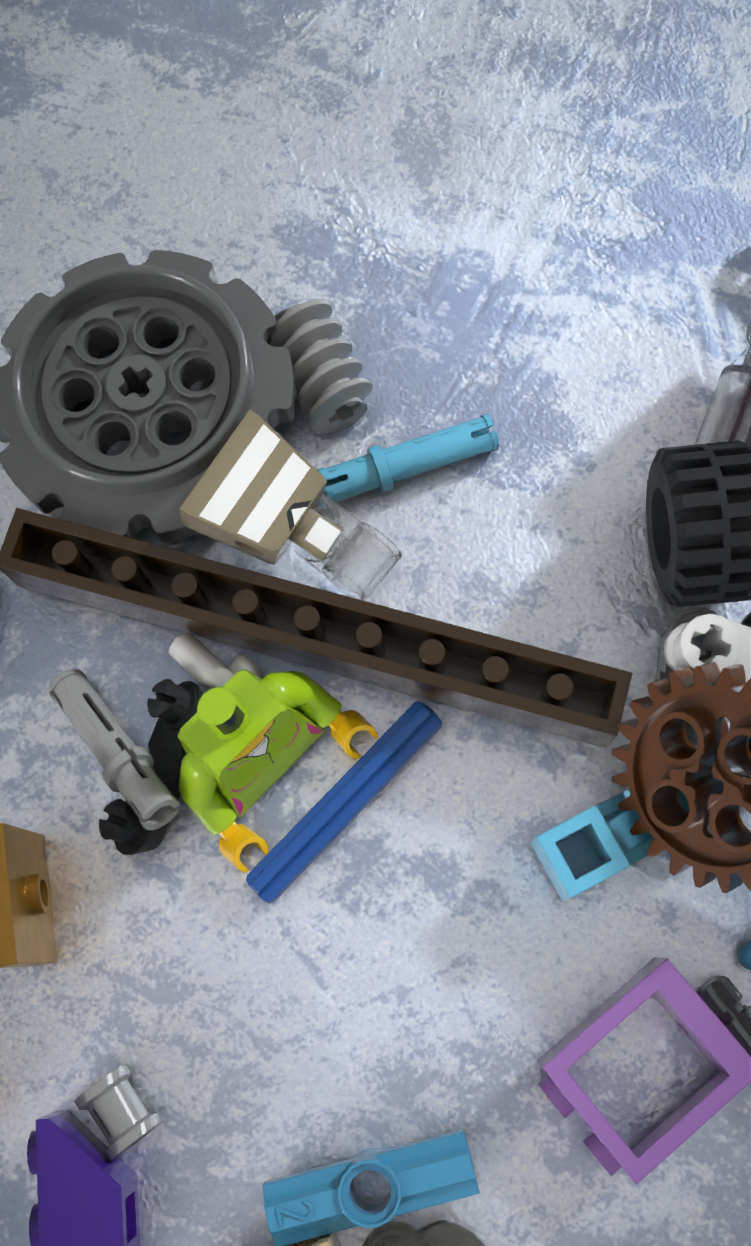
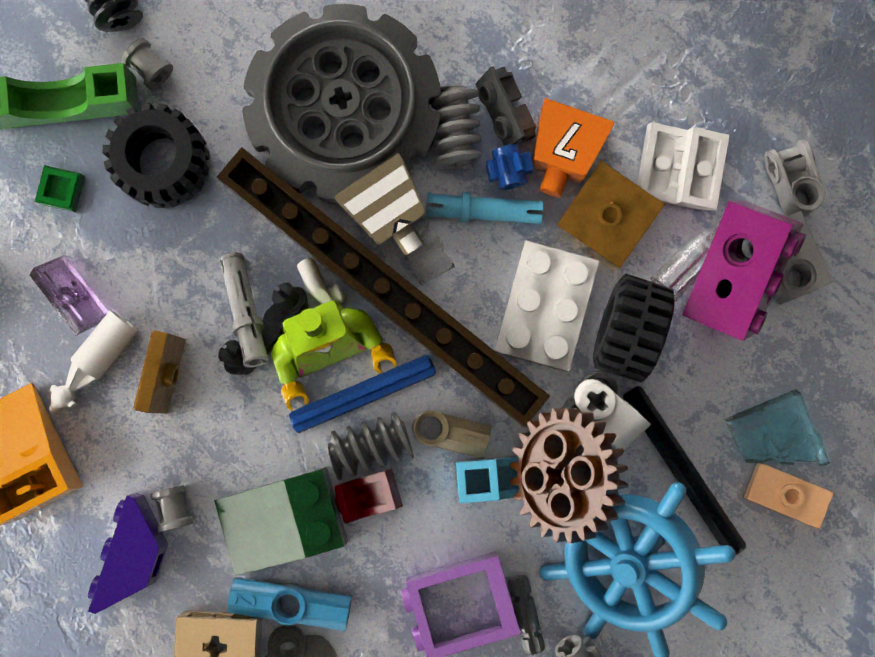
camera: 15 degrees right, 10 degrees up
(301, 1057) = (281, 522): none -> slope
(363, 307) = (497, 92): none -> dark grey hinge
(389, 872) = (369, 445): none -> dark grey piece
(419, 386) = (509, 167): none -> blue gear
(420, 954) = (367, 496): none -> dark red bracket
(485, 324) = (567, 144): none -> orange torso
(512, 800) = (455, 434): none -> dark tan piece
(561, 558) = (546, 306): none -> white plate
(592, 391) = (610, 214): none -> pearl gold plate
(659, 291) = (683, 165): none -> white slope

